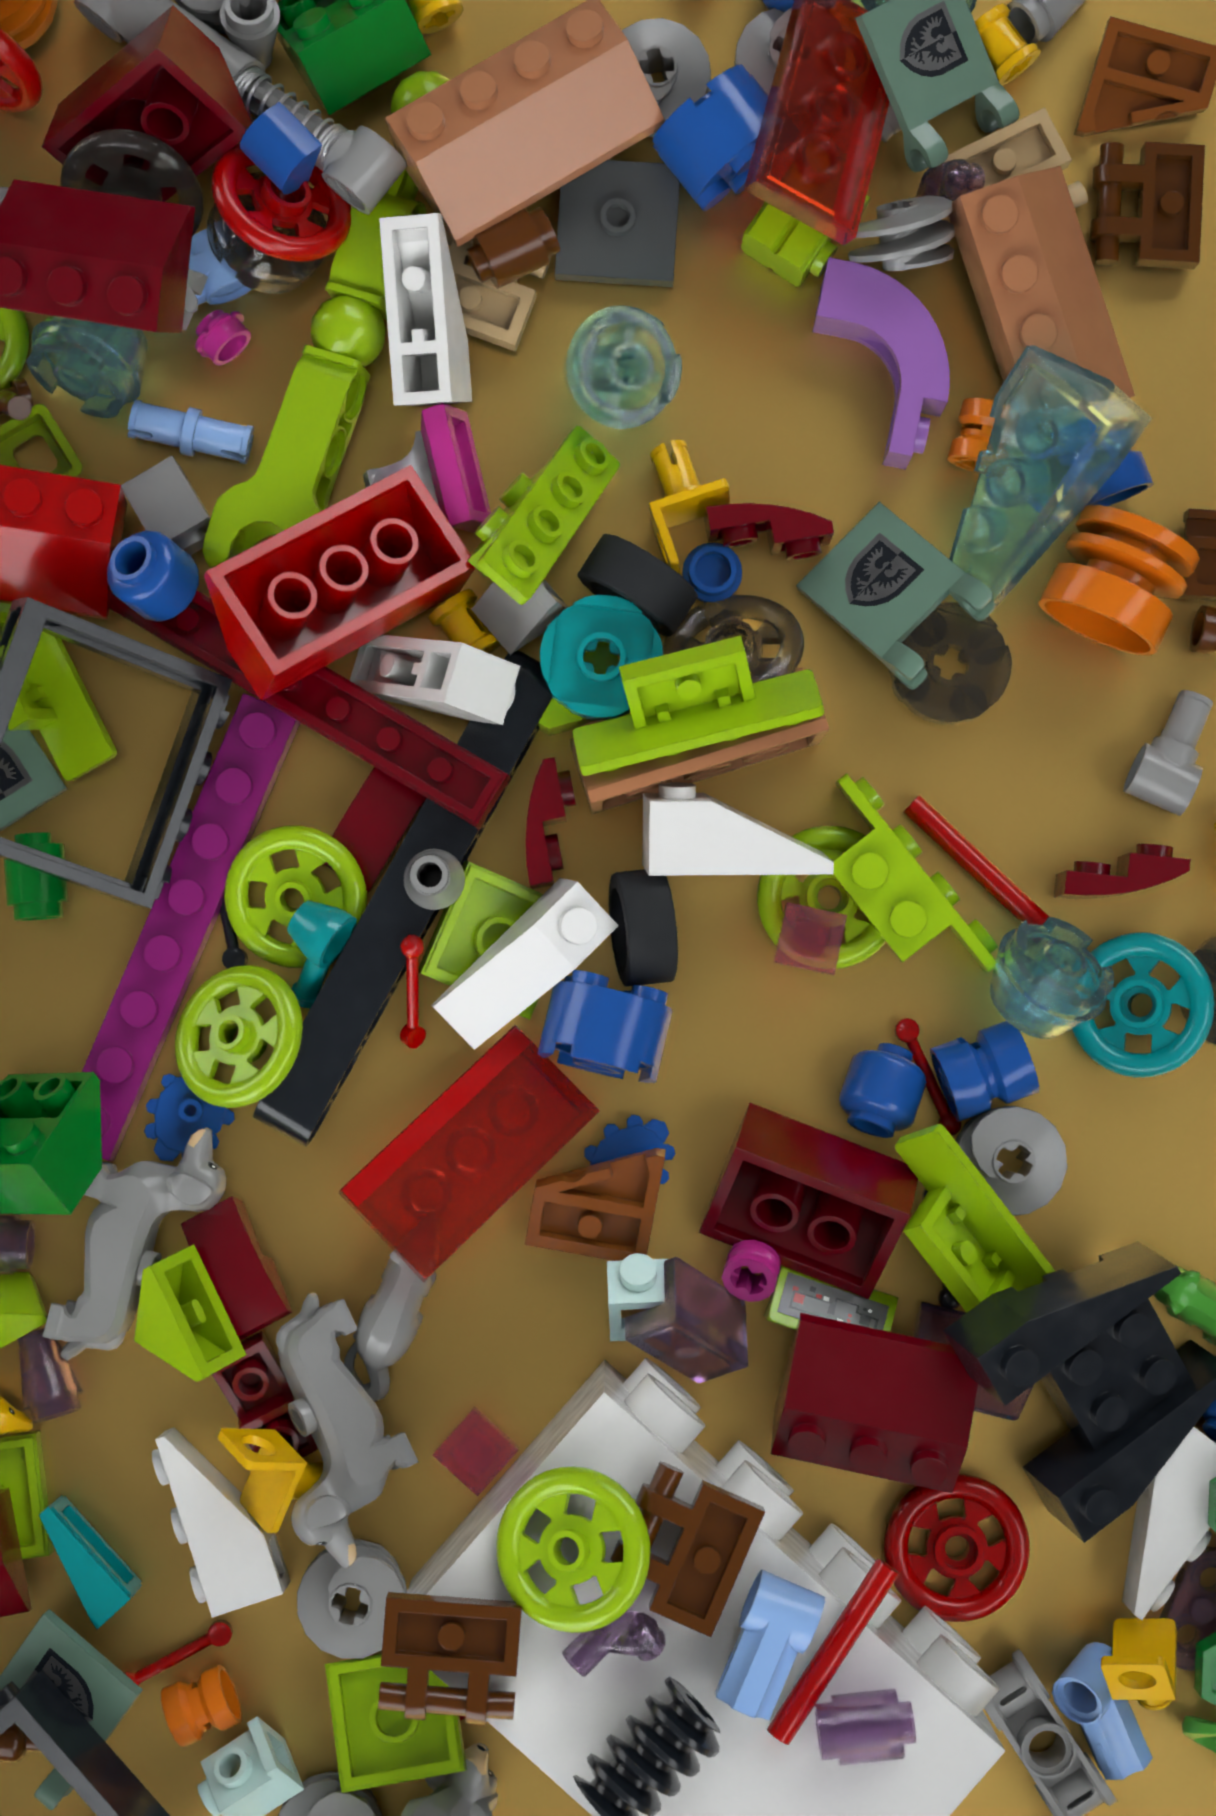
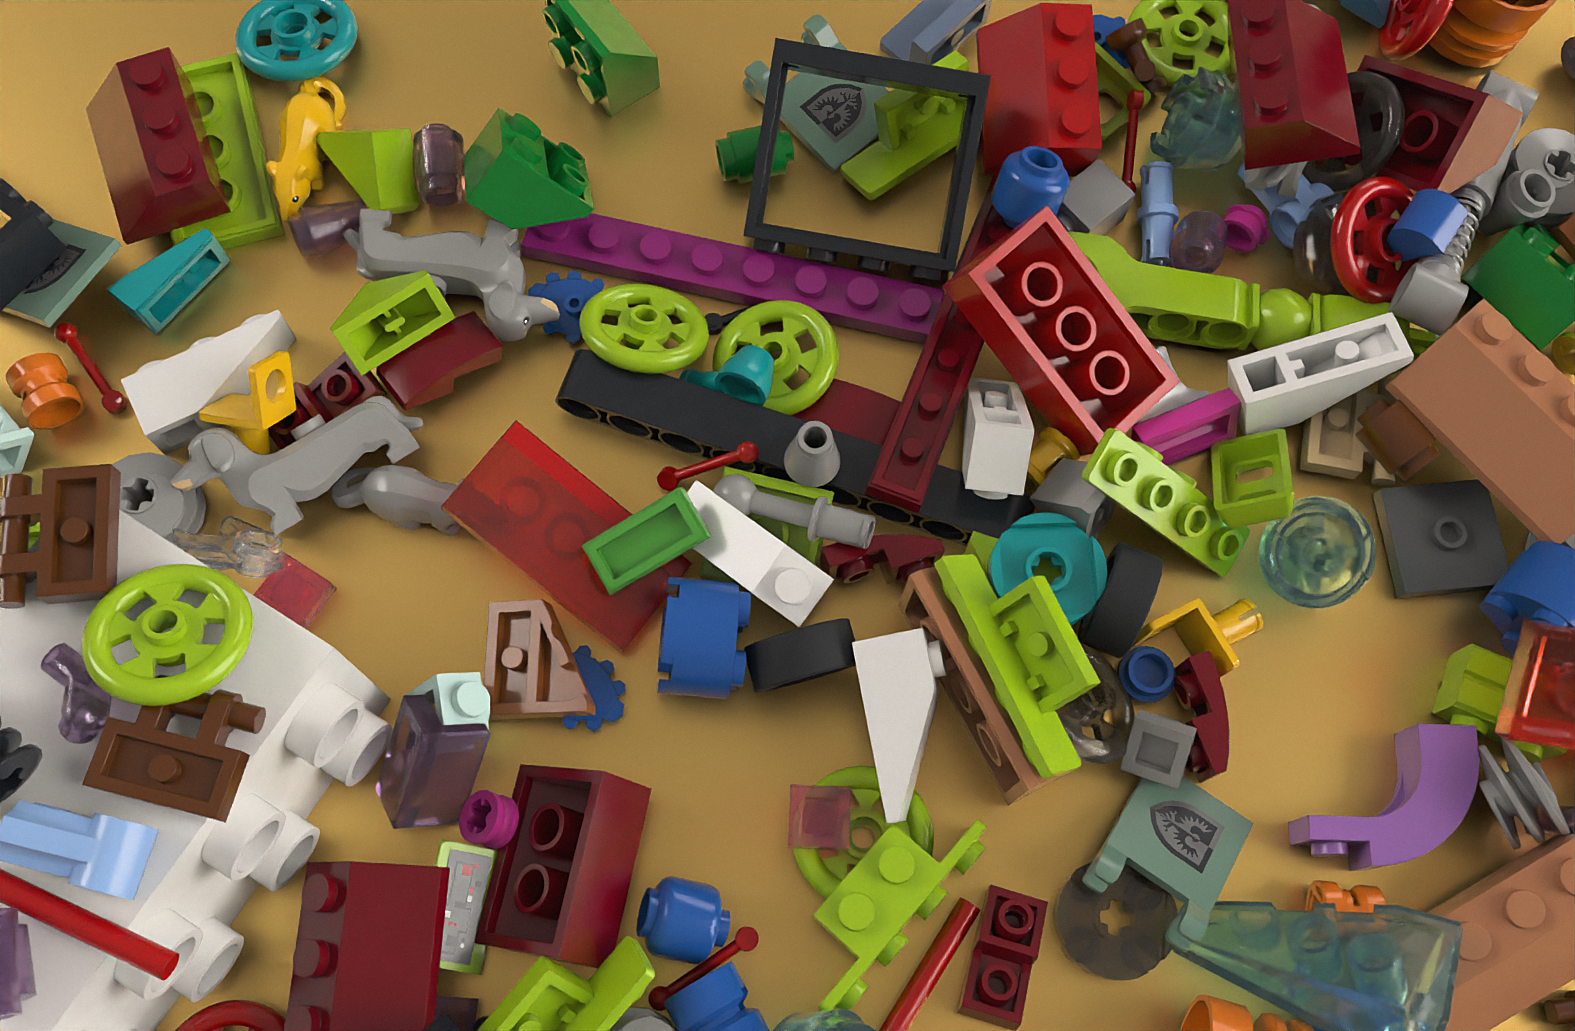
camera: 75 degrees right, 15 degrees down
(145, 456) = (1134, 104): none -> red hinge
(239, 396) = (1199, 242): none -> brick
(424, 1508) = (237, 547): none -> clear plate
(496, 1069) = (646, 540): none -> bright green tile
(503, 880) = (821, 519): none -> light grey pin
(536, 439) = (1258, 499): none -> lime piece
(795, 582) = (1158, 748): none -> light grey tile
(966, 781) = (1002, 957): none -> dark red slope

